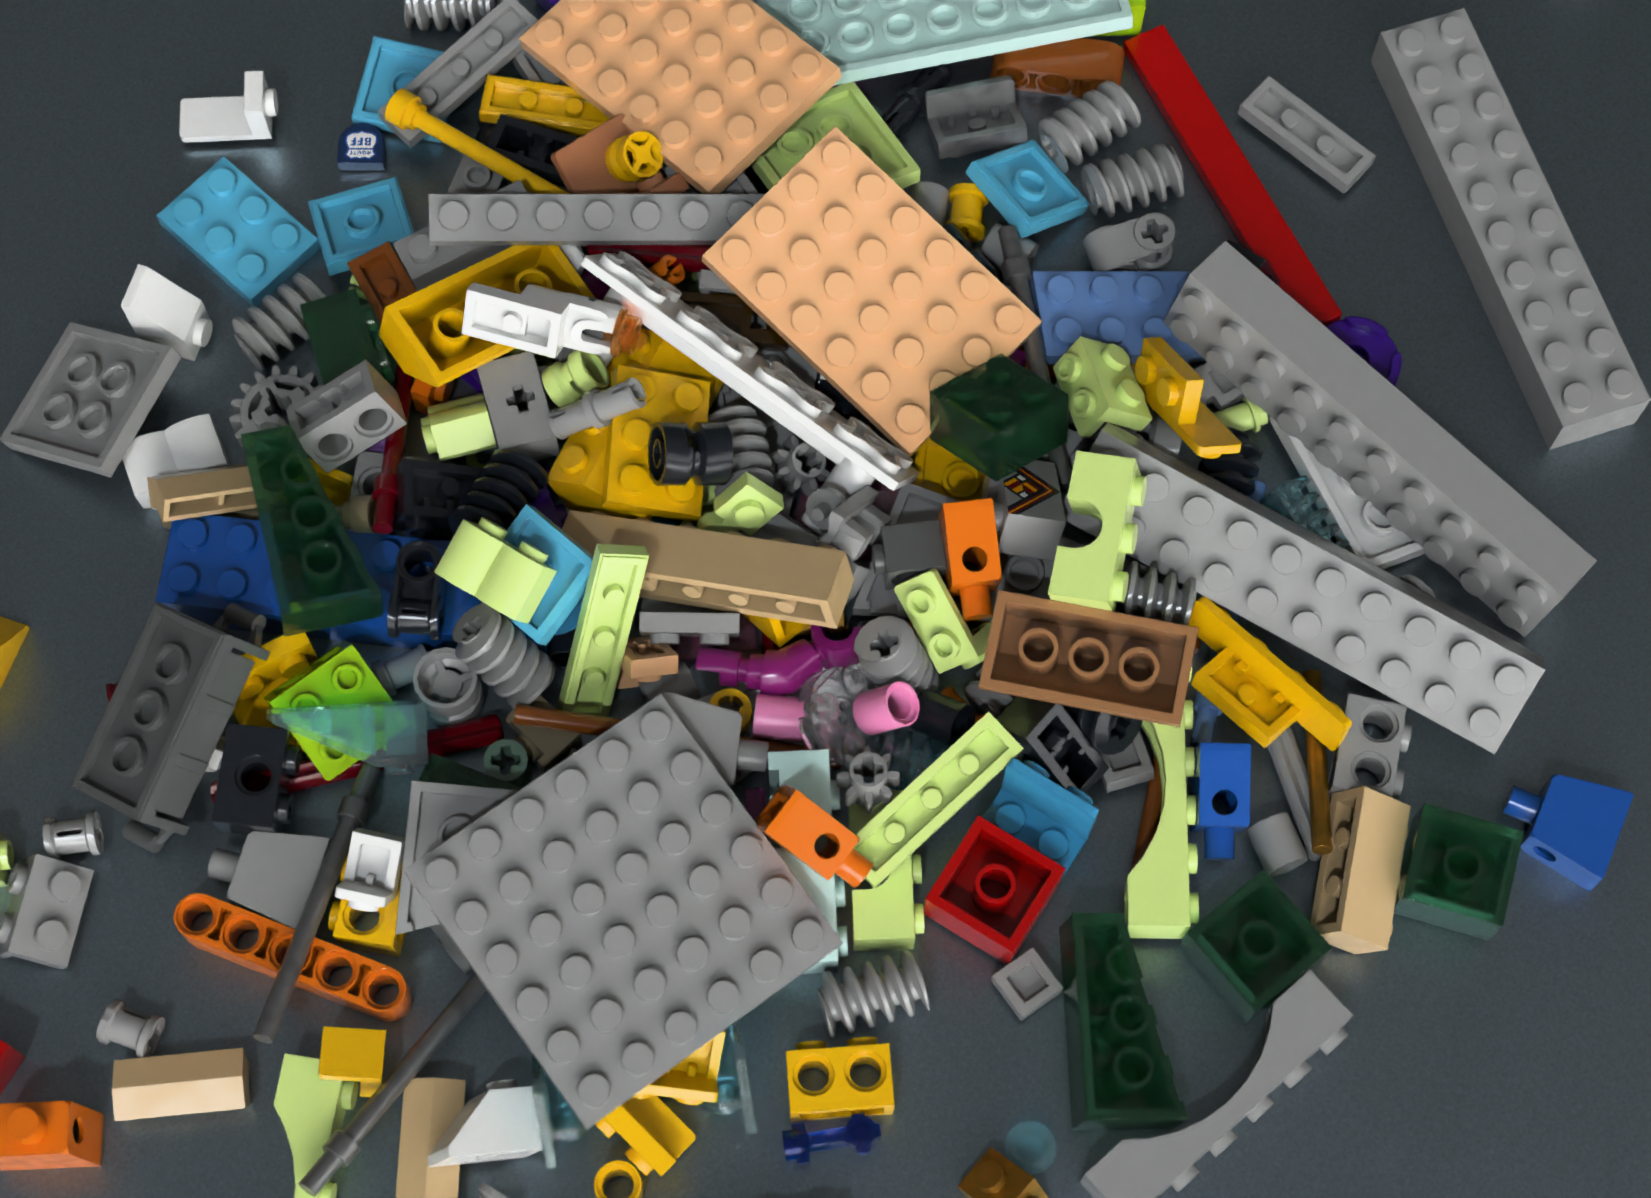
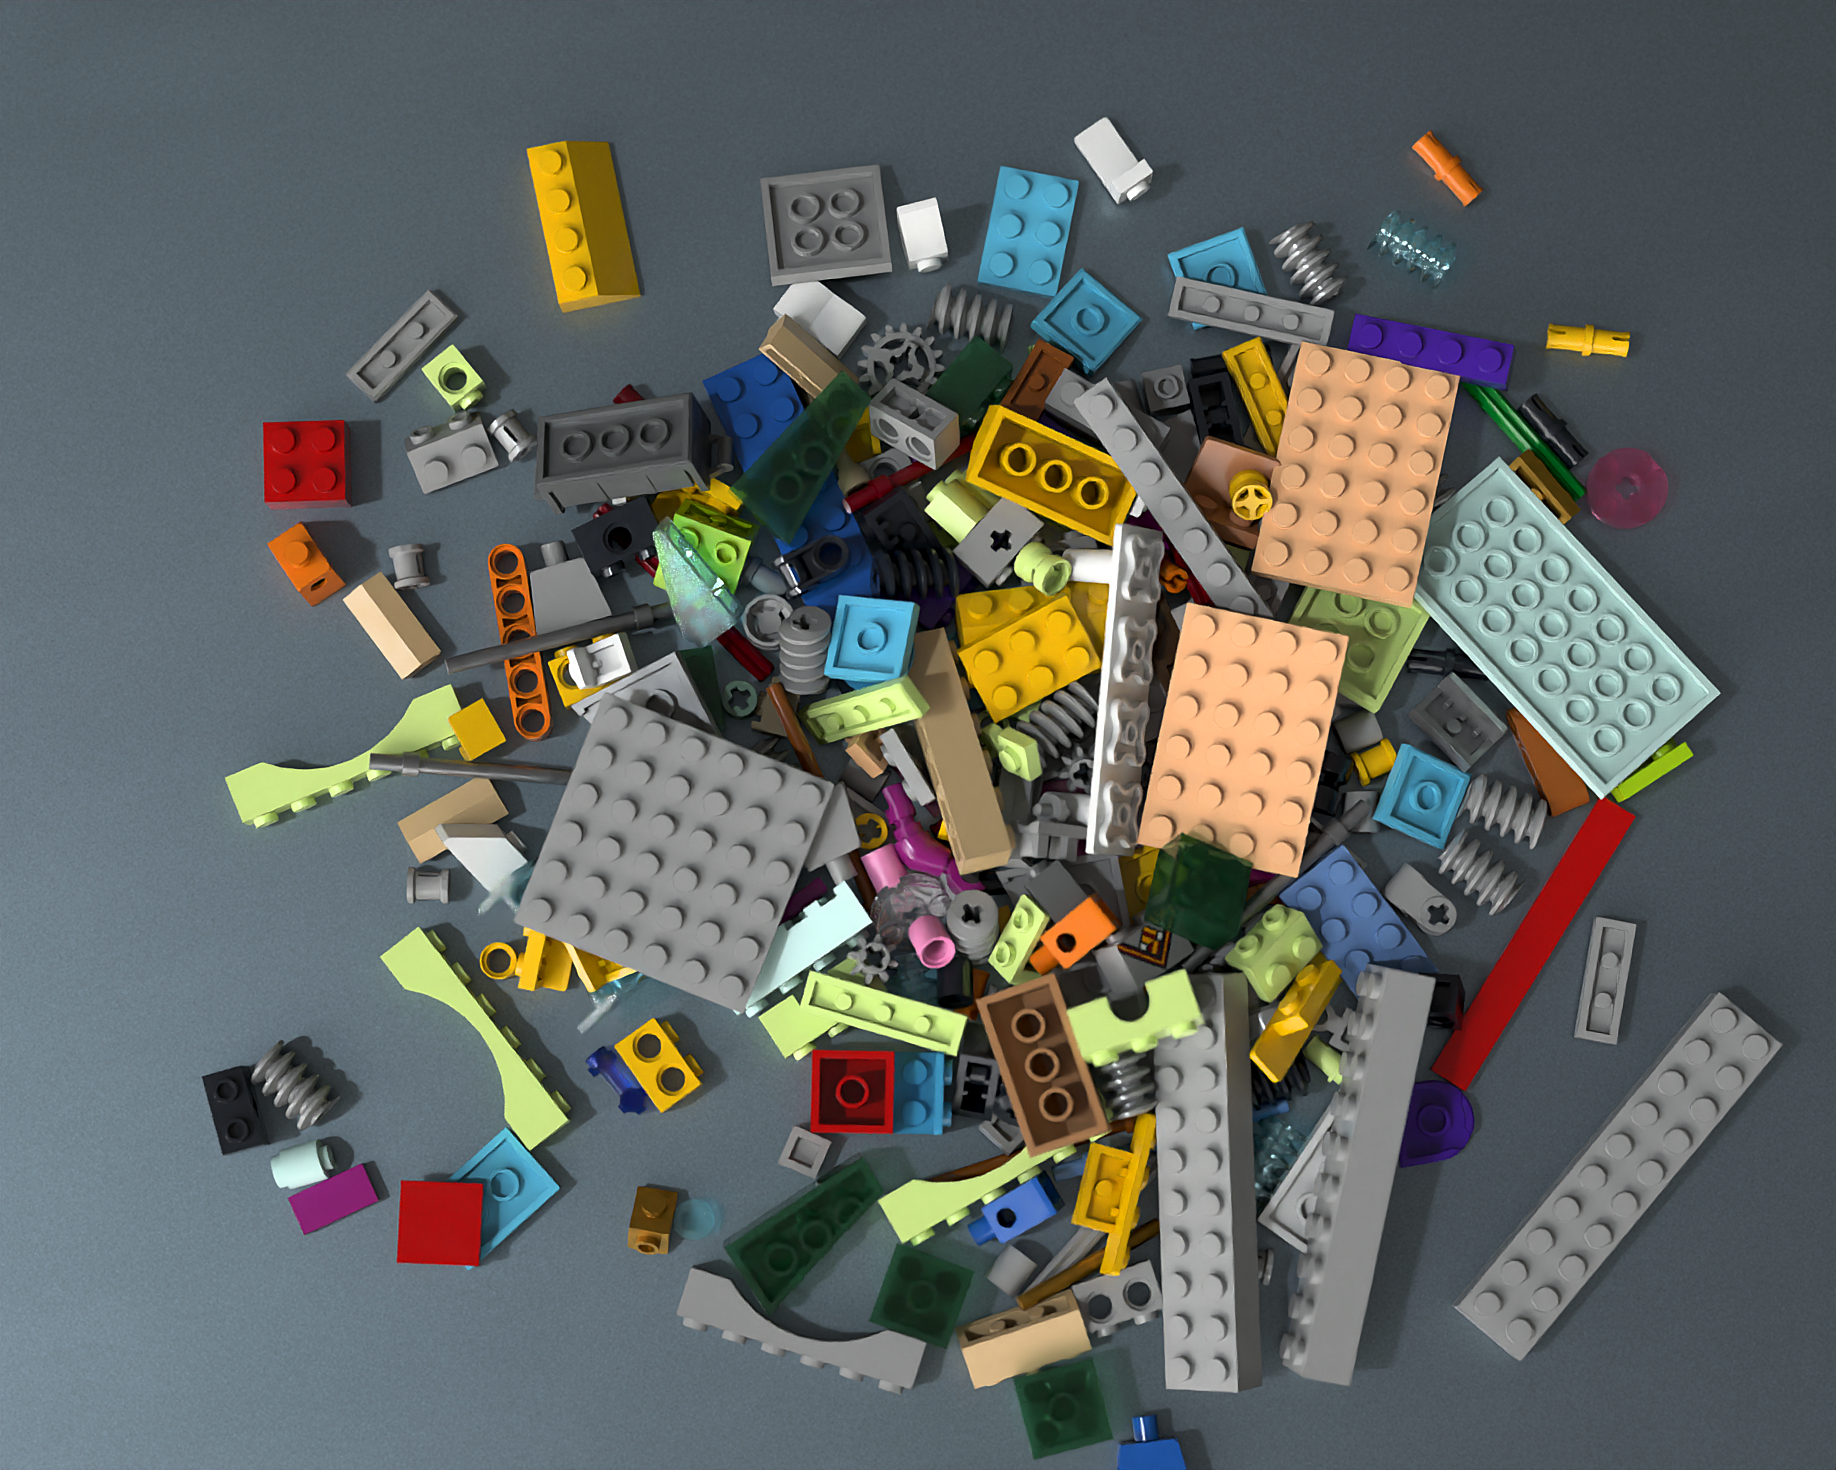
camera: 60 degrees right, 15 degrees up
(361, 149) = (1151, 276): dark blue tile -> none
(407, 111) = (1184, 306): yellow piece -> none
(496, 570) = (852, 614): yellowish green brick -> none
(548, 320) = (1064, 528): white plate -> none
(597, 408) = (1021, 603): light grey pin -> none
(693, 453) = (1035, 702): black wheel -> none
(798, 822) = (798, 947): orange torso -> none
(871, 992) = (731, 1050): light grey piece -> none

